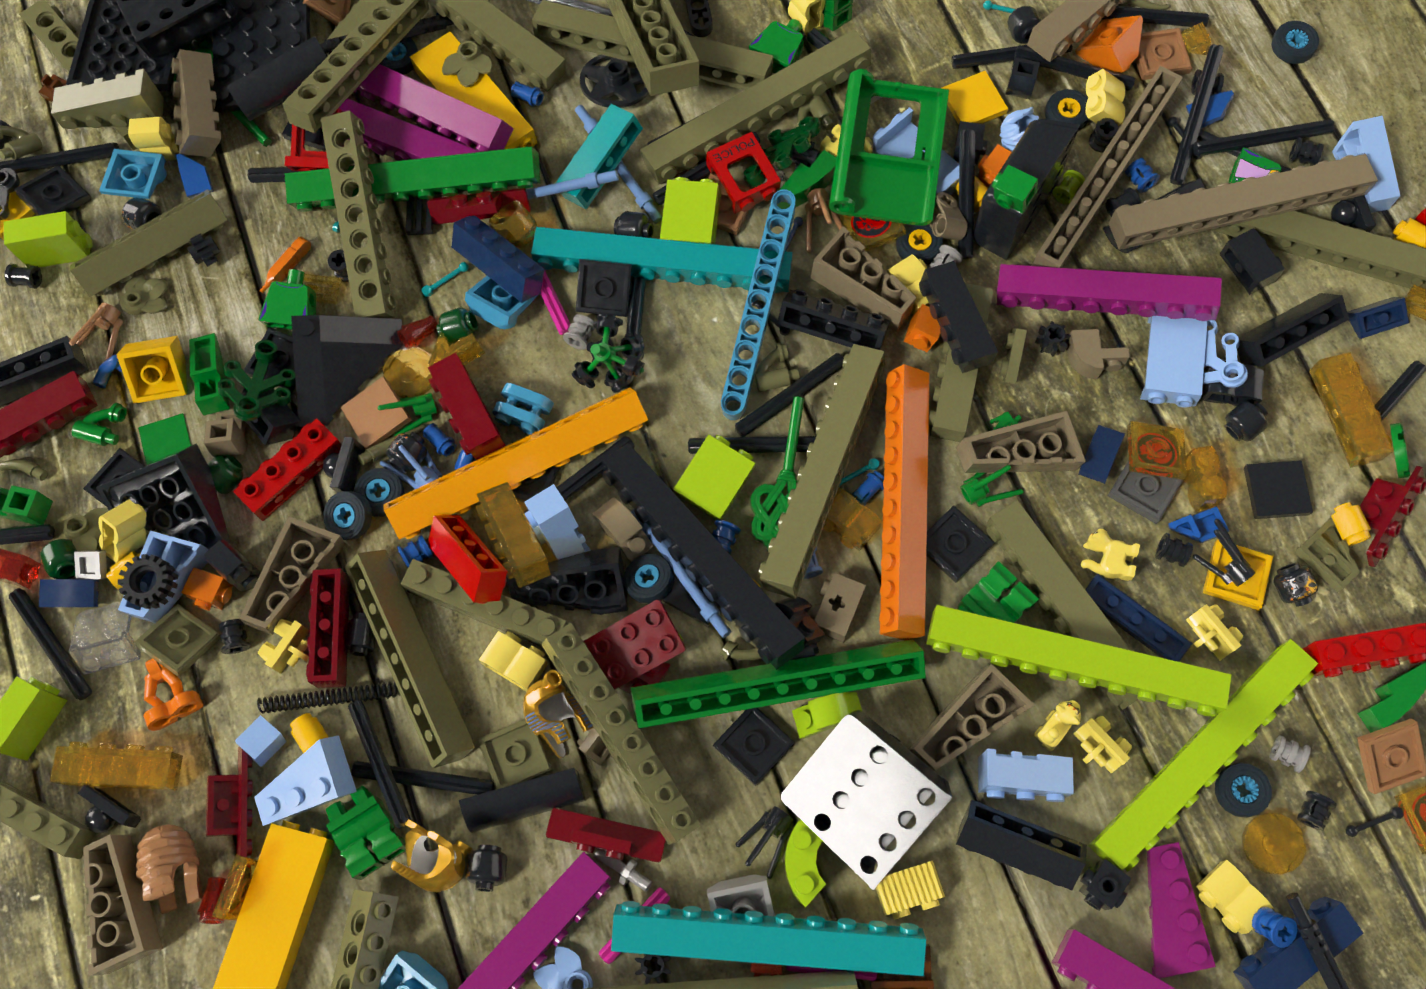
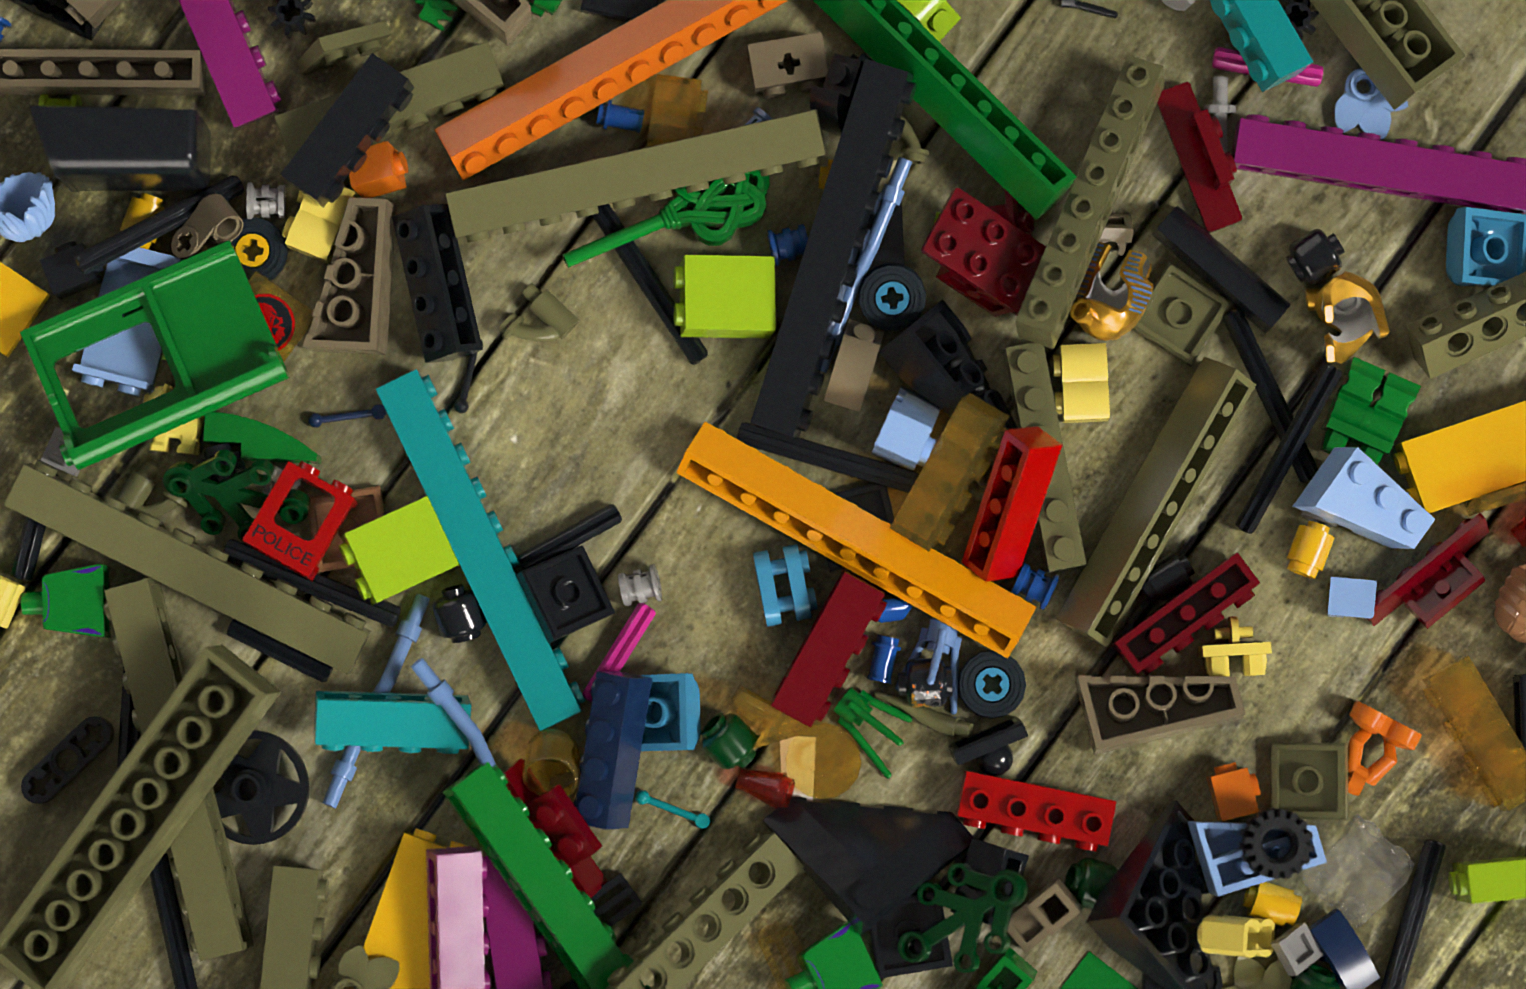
camera: 130 degrees left, 15 degrees up
(232, 565) = (1191, 773): black brick -> none
(233, 637) = (1263, 721): black bush -> none
(333, 694) = (1257, 564): black piece -> none
(337, 263) = (738, 958): black bush -> none
(360, 516) = (1027, 695): black bush -> none
(370, 423) = (901, 770): medium nougat tile -> none
(533, 96) = (347, 890): blue pin -> none
(602, 352) = (660, 519): black plant -> none
(753, 744) = (1003, 60): black tile -> none
(763, 292) = (463, 394): dark azure beam -> none
(786, 396) = (559, 281): black axle -> none
(819, 204) = (276, 404): medium nougat plant -> none
(873, 465) = (585, 133): teal hinge -> none
(991, 164) = (88, 214): orange brick -> none
(1014, 189) = (175, 131): green brick -> none
(1129, 197) = (43, 31): black bush -> none

